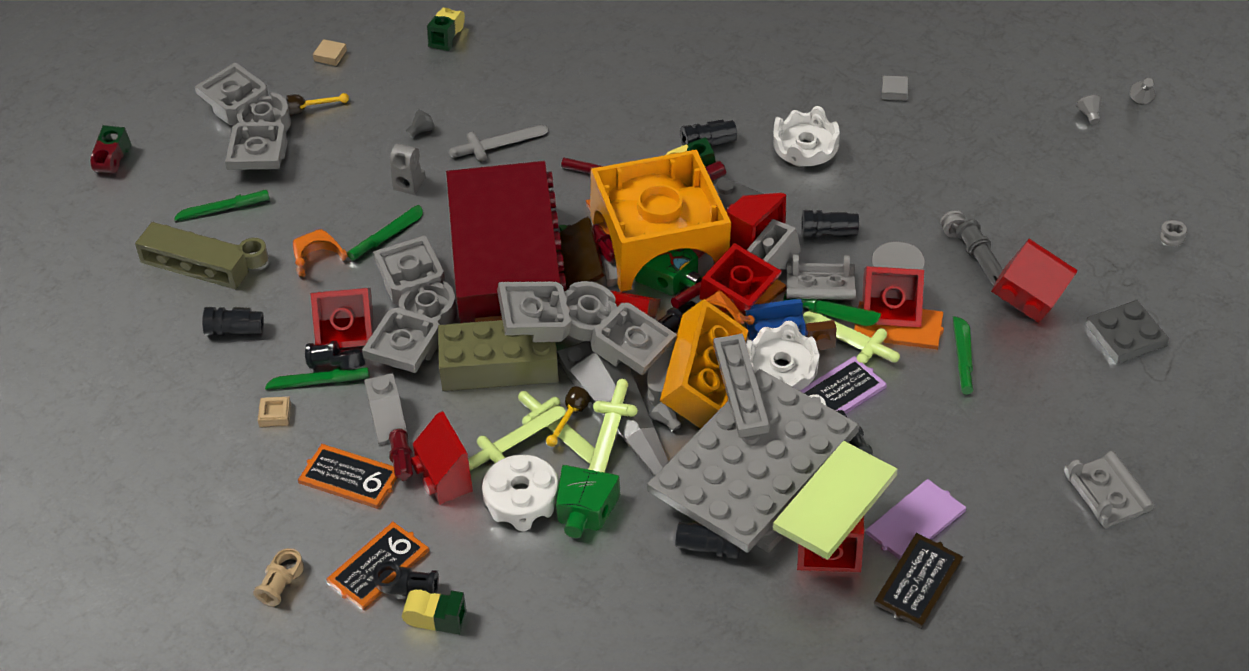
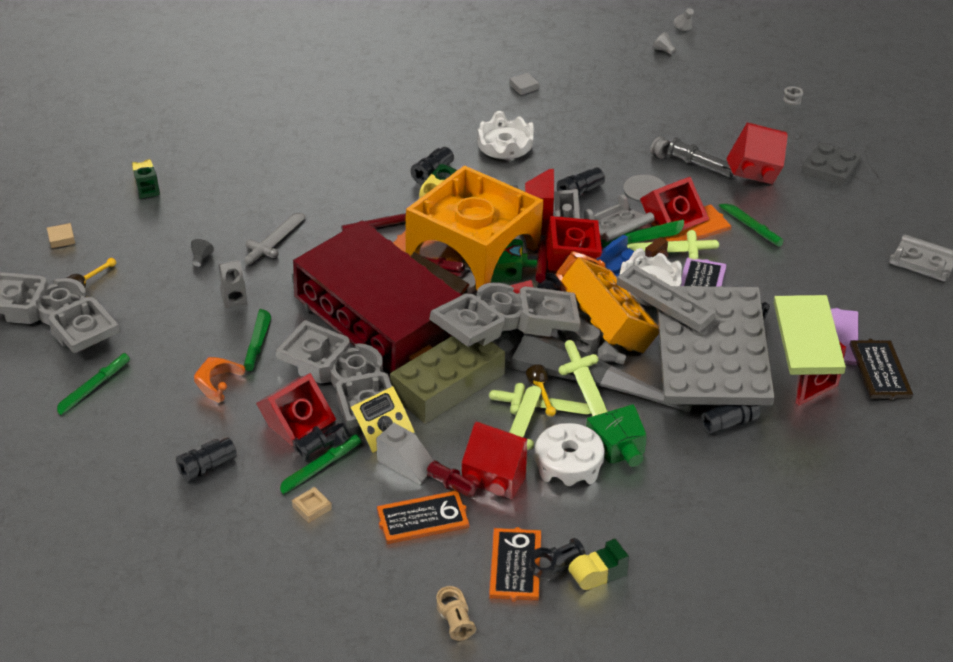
camera: 40 degrees left, 5 degrees down
(200, 255) = (119, 426): olive hinge -> none
(396, 357) = (379, 413): none -> sticker

